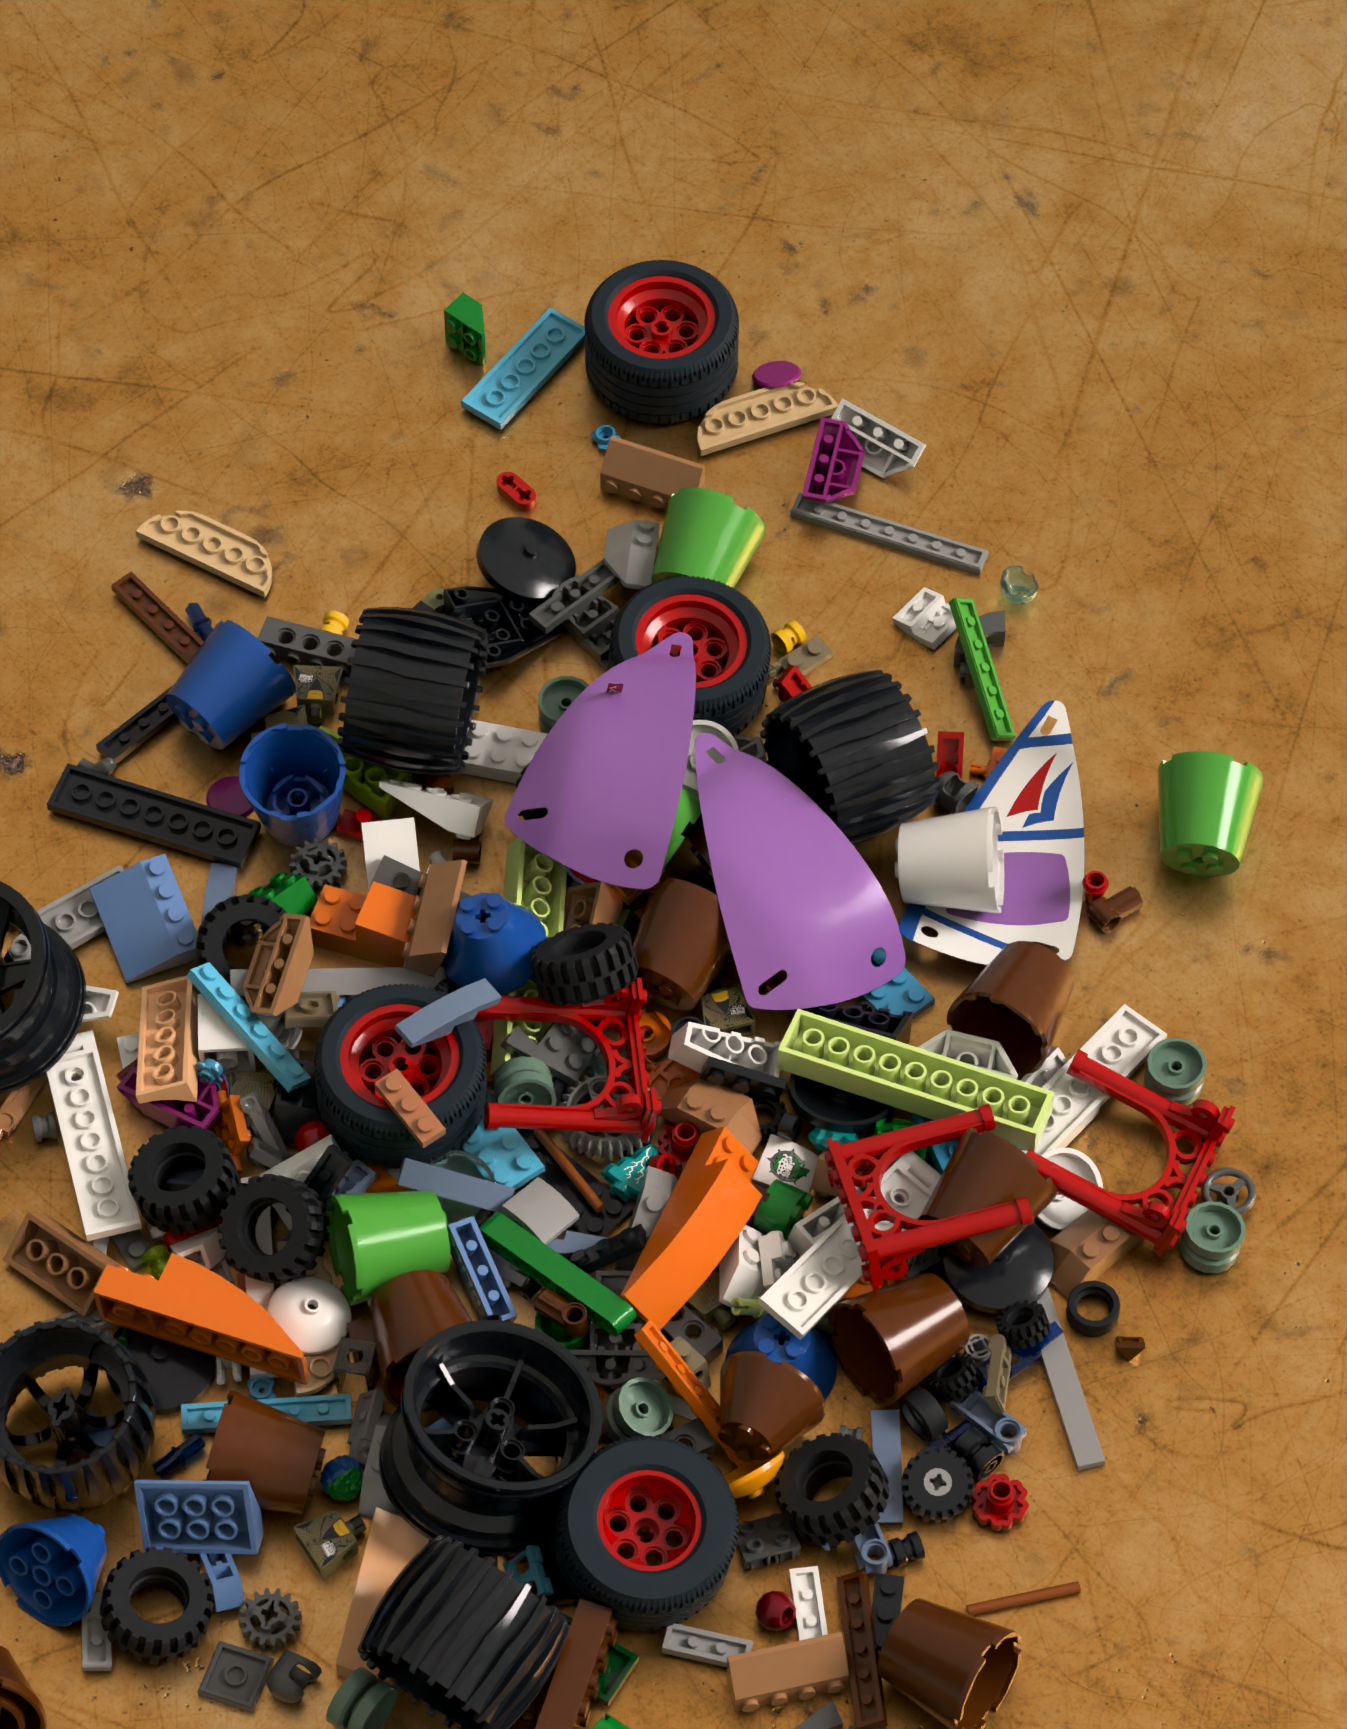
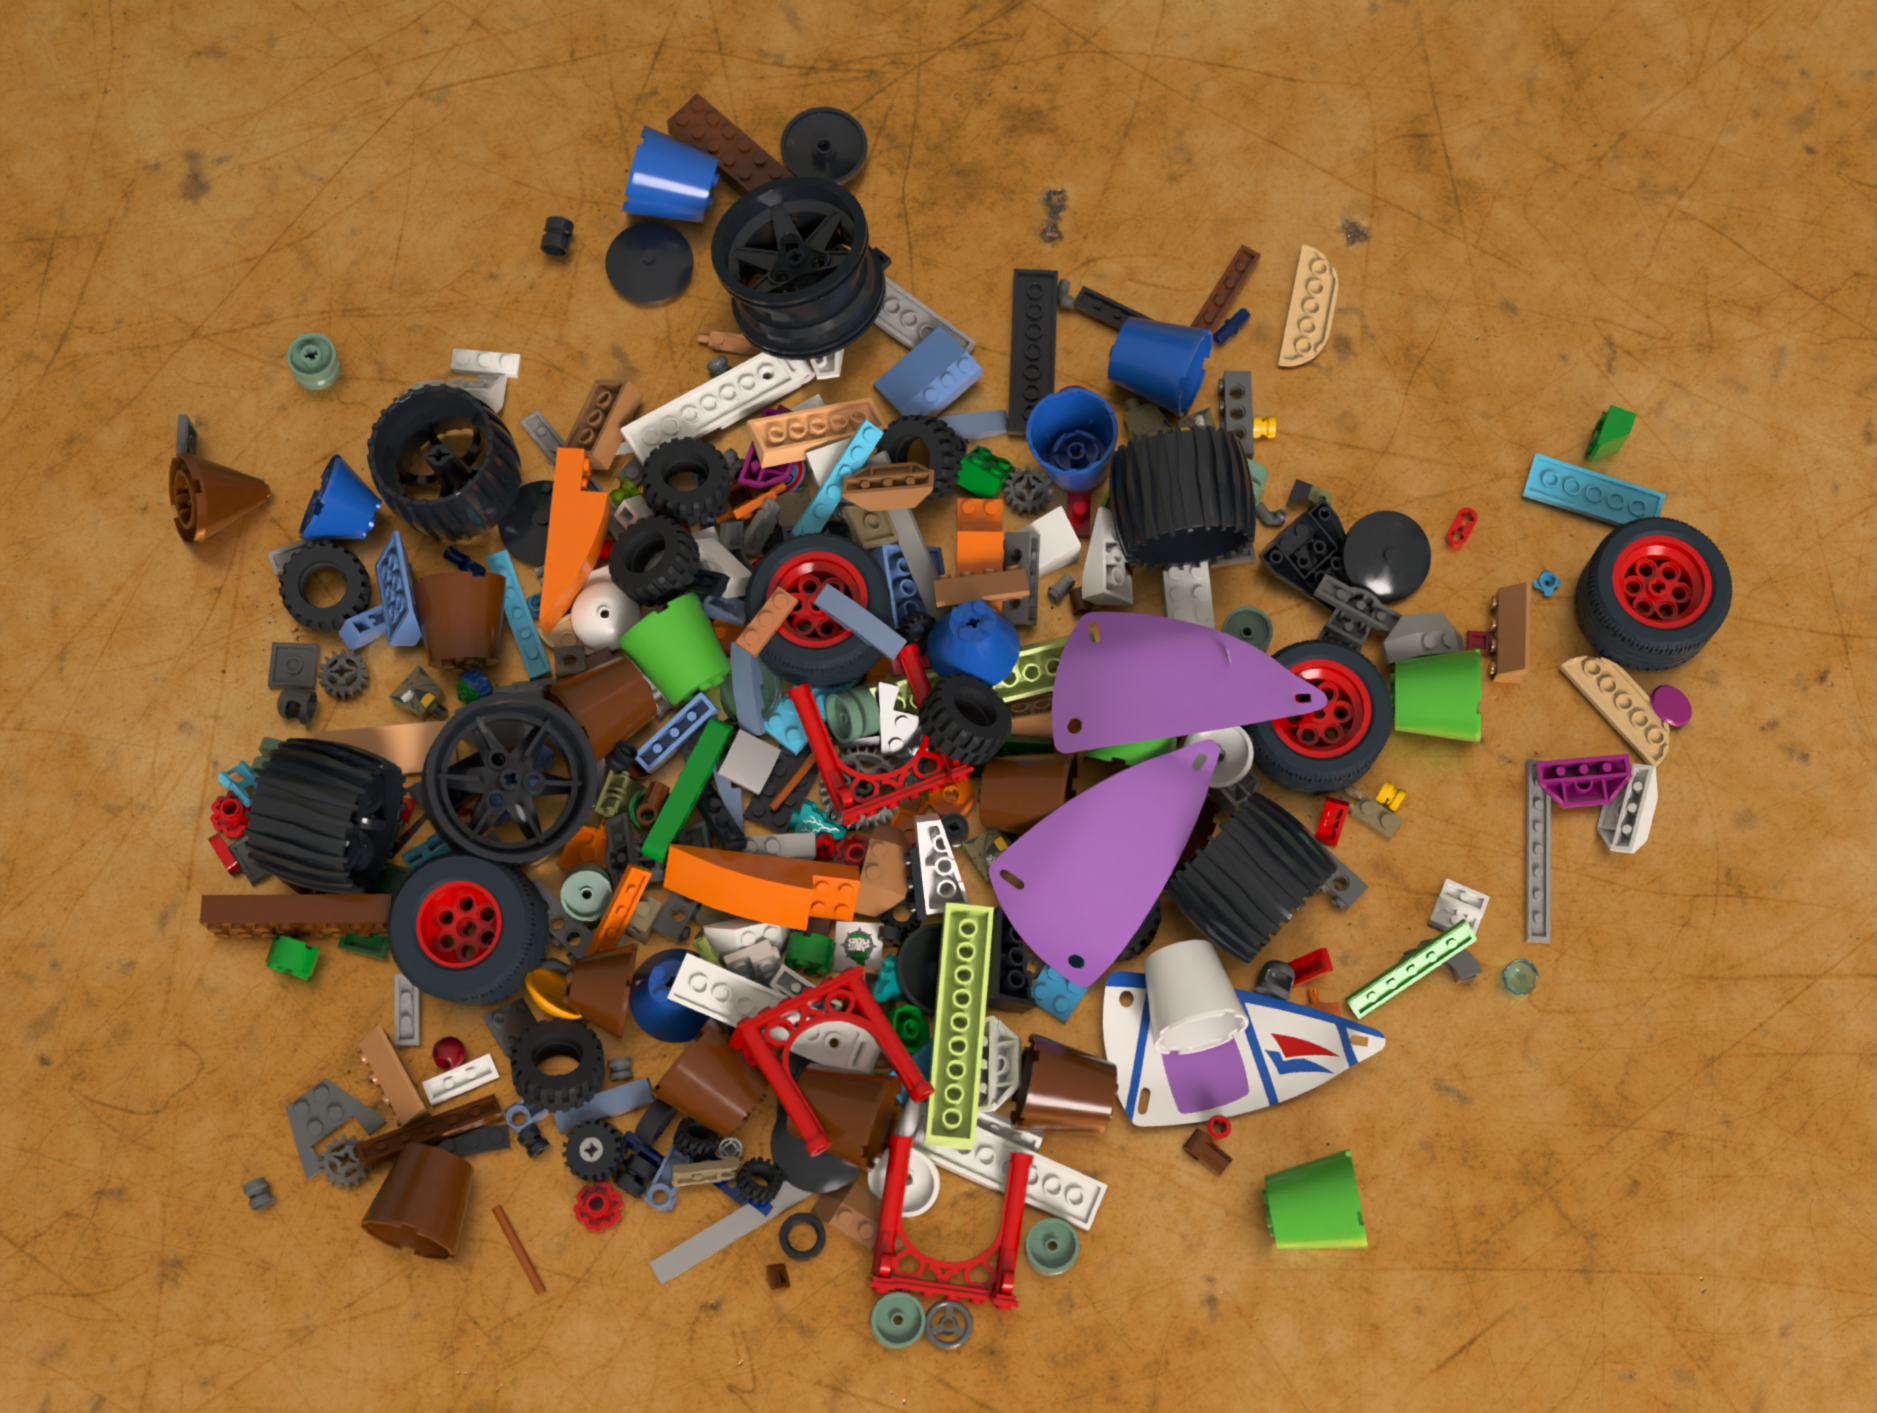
camera: 70 degrees right, 15 degrees up
(210, 1071) = (794, 469): dark azure plate -> none
(649, 512) = (1478, 640): none -> dark red tile

